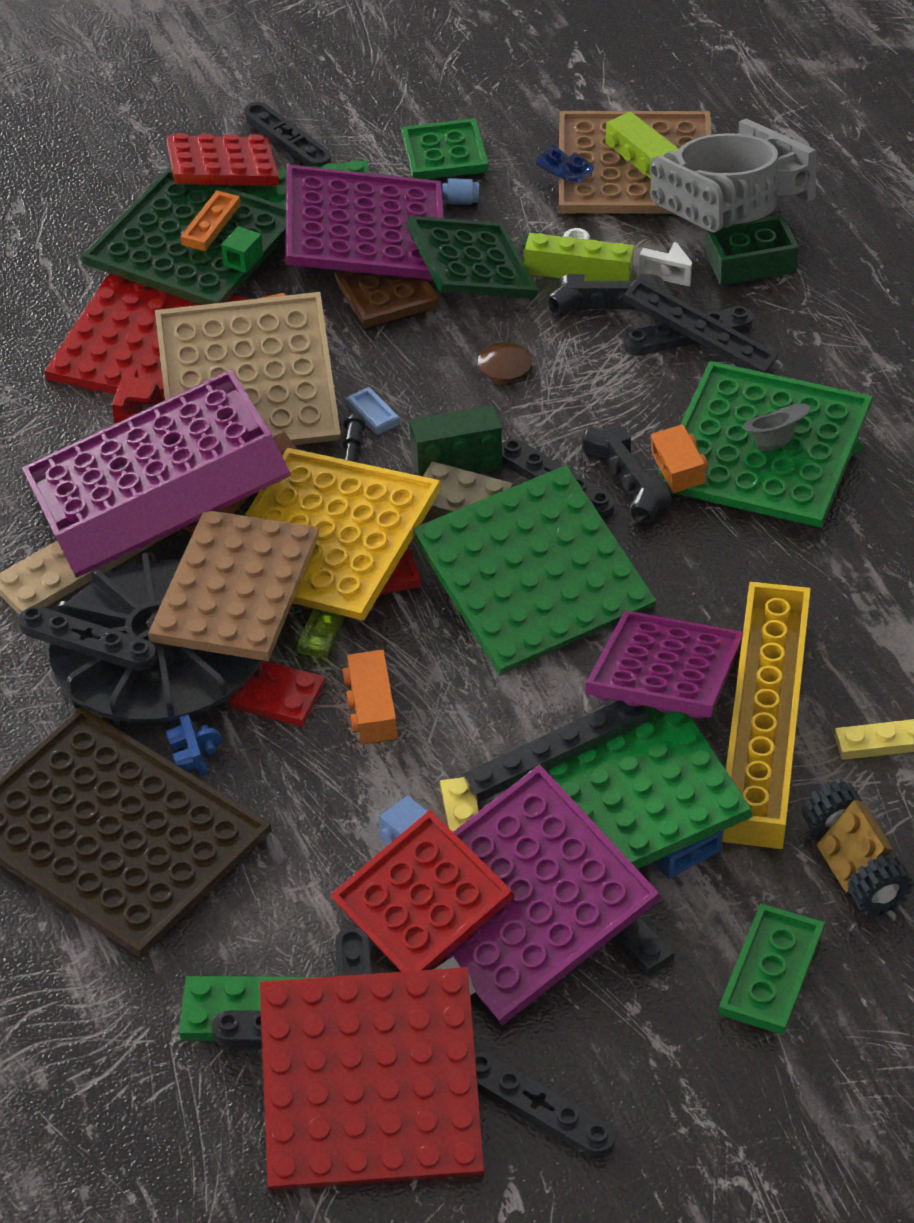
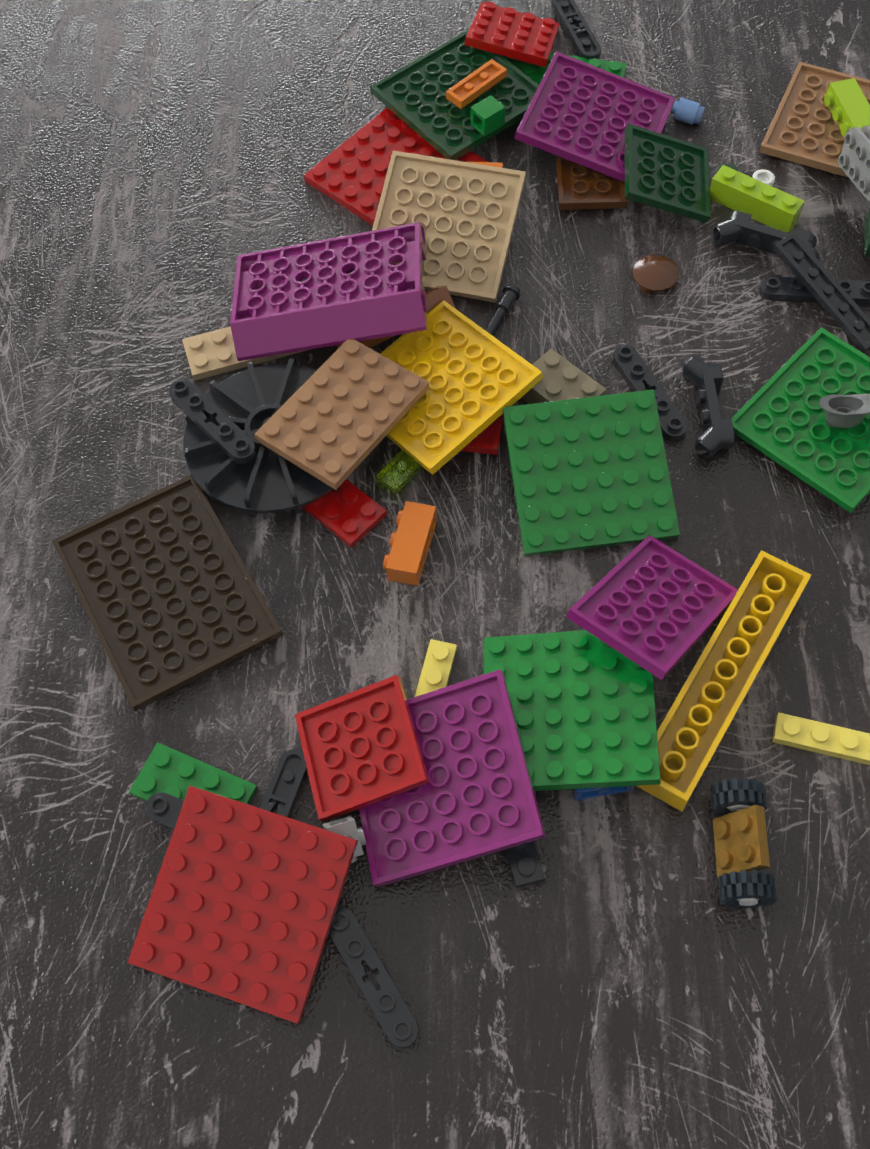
camera: 25 degrees right, 15 degrees up
(134, 392) = (349, 218): red panel -> none
(185, 735) = (261, 537): blue hips -> none
(374, 410) = (532, 284): light blue tile -> none
(399, 818) = (381, 667): medium blue brick -> none
(445, 149) = (692, 70): green plate -> none
(458, 439) = (580, 336): dark green brick -> none
(554, 748) = (525, 650): black plate -> none
(563, 166) = (780, 111): clear blue slope -> none
(670, 266) = (829, 228): white slope -> none
(678, 458) = (754, 410): orange brick -> none
(771, 969) = (619, 928): green plate -> none

